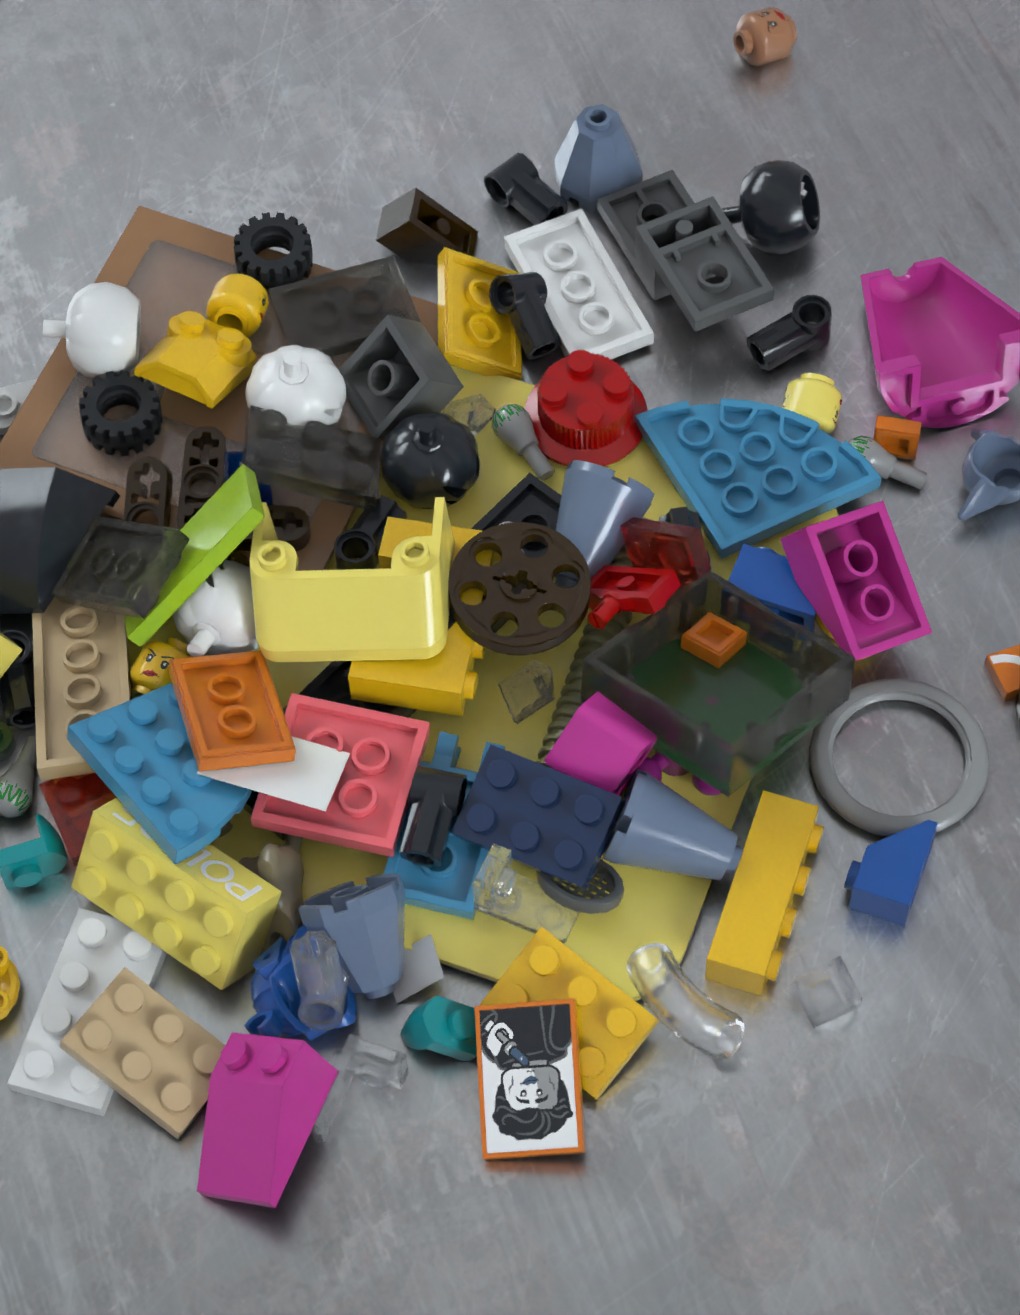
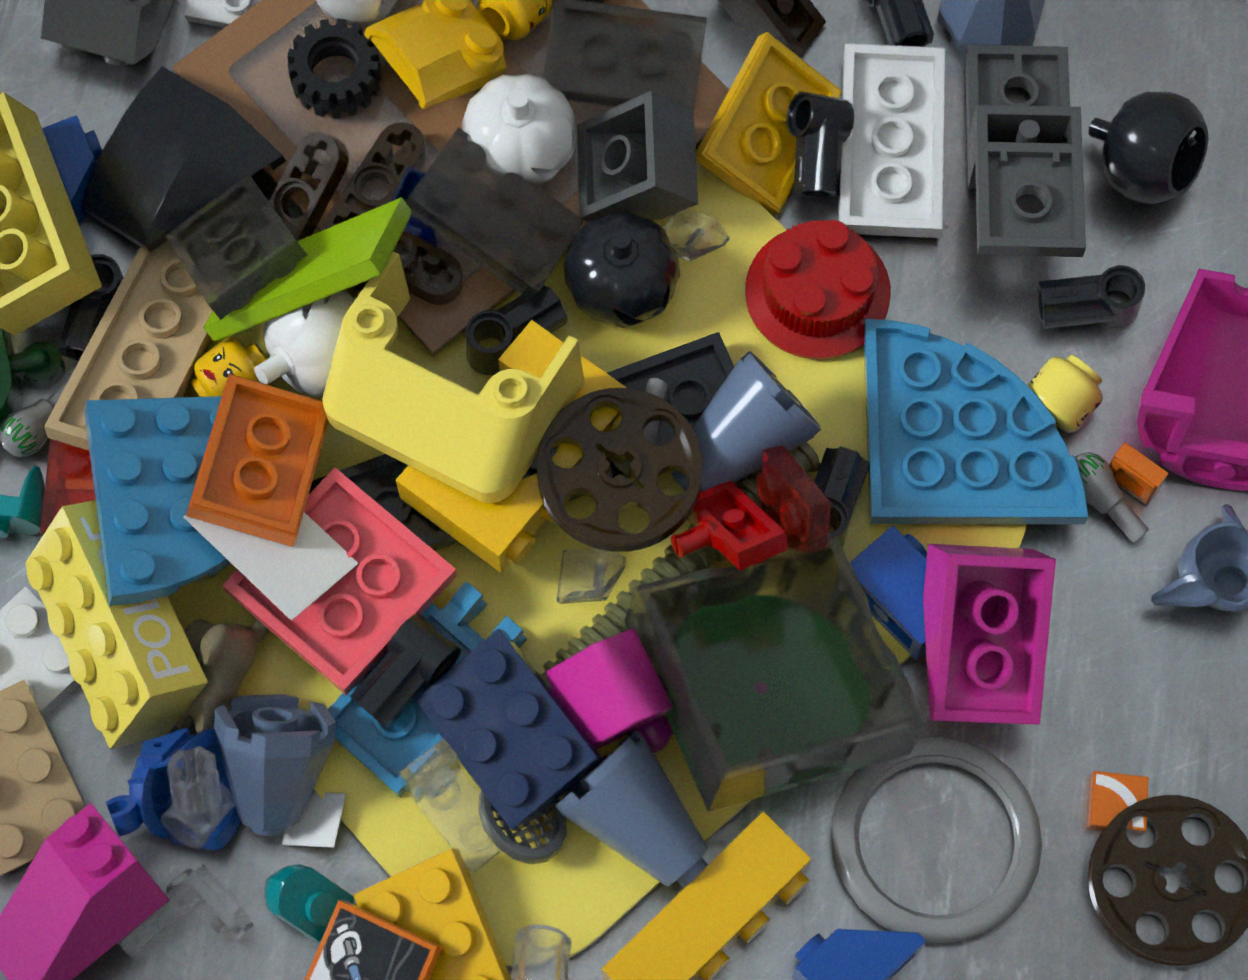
camera: 25 degrees right, 10 degrees up
(515, 428) = (733, 273): light grey piece -> none
(713, 639) = (803, 617): orange tile -> none

